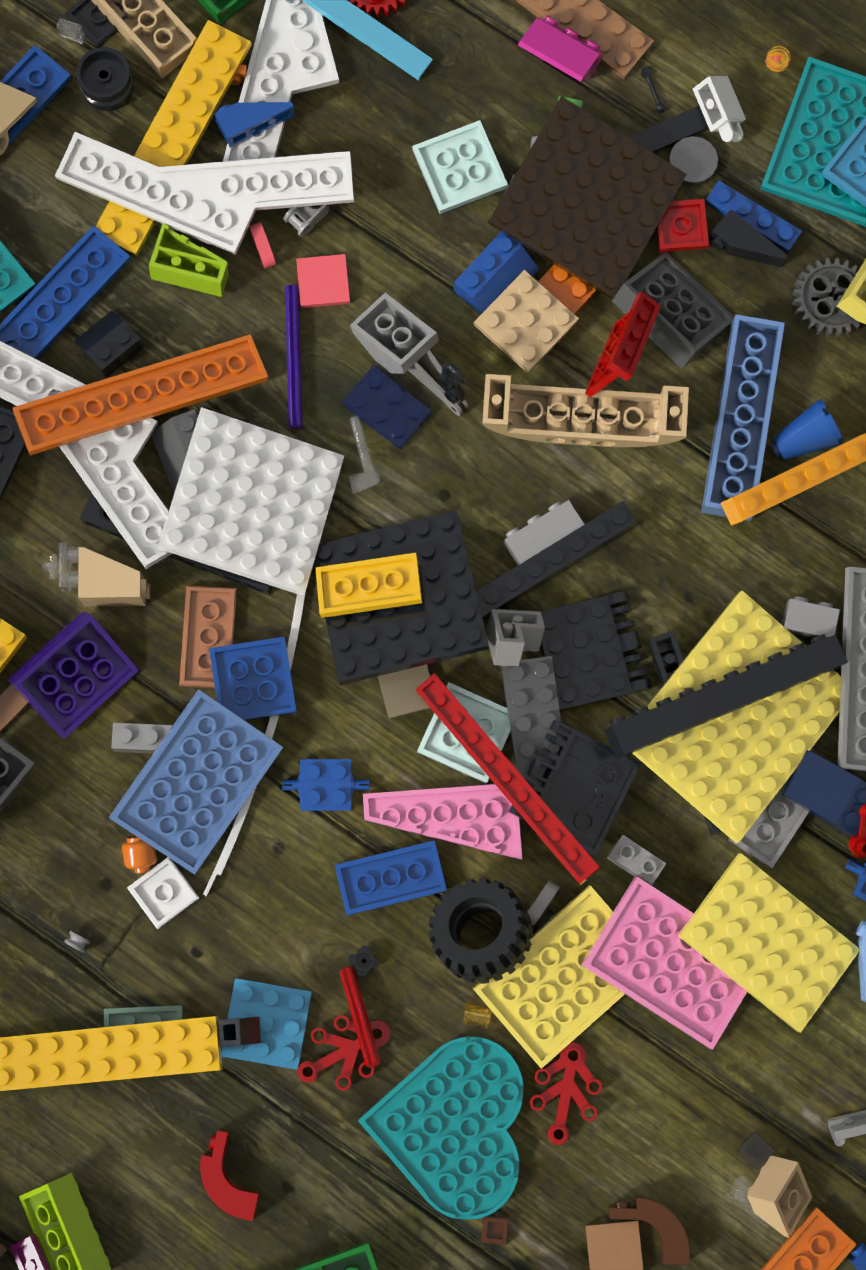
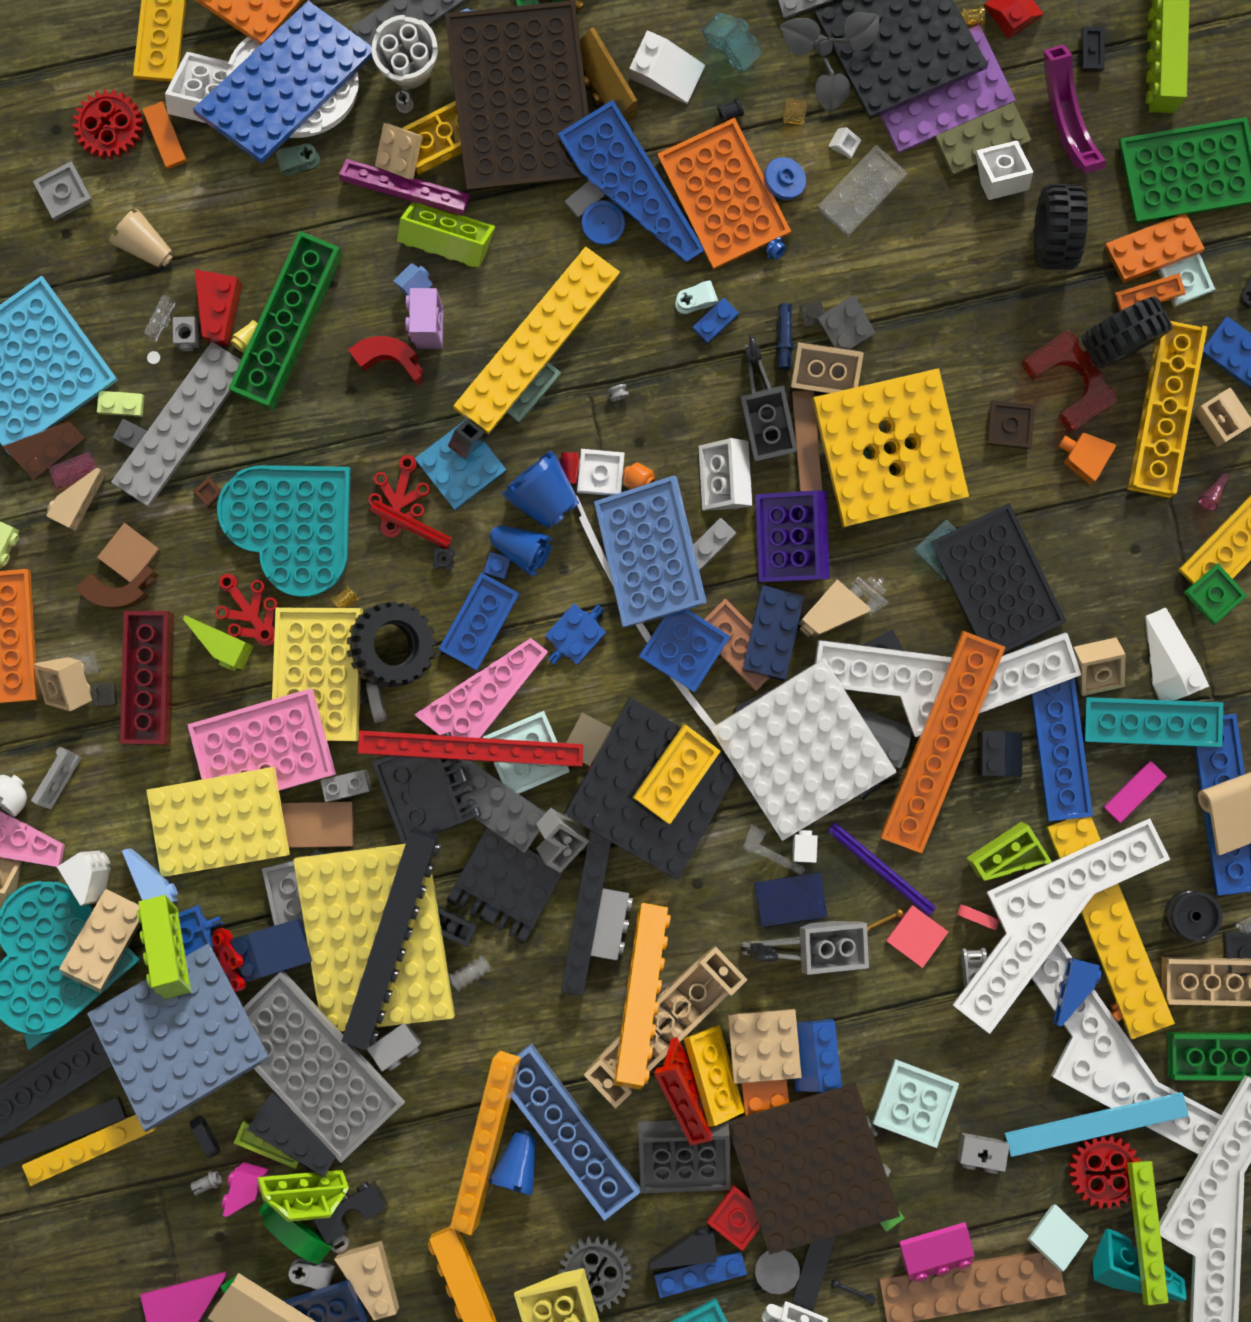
camera: 135 degrees right, 5 degrees up
(42, 210) = (1134, 791): none -> dark pink tile
(69, 781) = (725, 475): none -> white slope
(137, 1220) = (413, 278): none -> medium blue brick
(158, 1174) = (425, 318): none -> lavender brick
(173, 617) = (773, 633): none -> dark blue plate
(182, 924) = (570, 465): none -> red cone
(225, 925) = (542, 491): none -> blue cone
(292, 900) = (522, 547): none -> blue cone
(317, 311) = (898, 913): none -> pearl gold hinge
(327, 908) = (497, 565): none -> blue plate
(332, 432) = (804, 847): none -> white brick
(451, 95) = (996, 1152): none -> light grey brick
(578, 450) = (641, 997): none -> light orange brick
(587, 340) = (714, 1075): none -> yellow plate
(617, 1082) = (228, 649): none -> lime slope
(689, 855) = (319, 824): none -> medium nougat tile
(692, 613) = (469, 973): none -> clear piece
(706, 1123) = (147, 678): none -> dark red brick

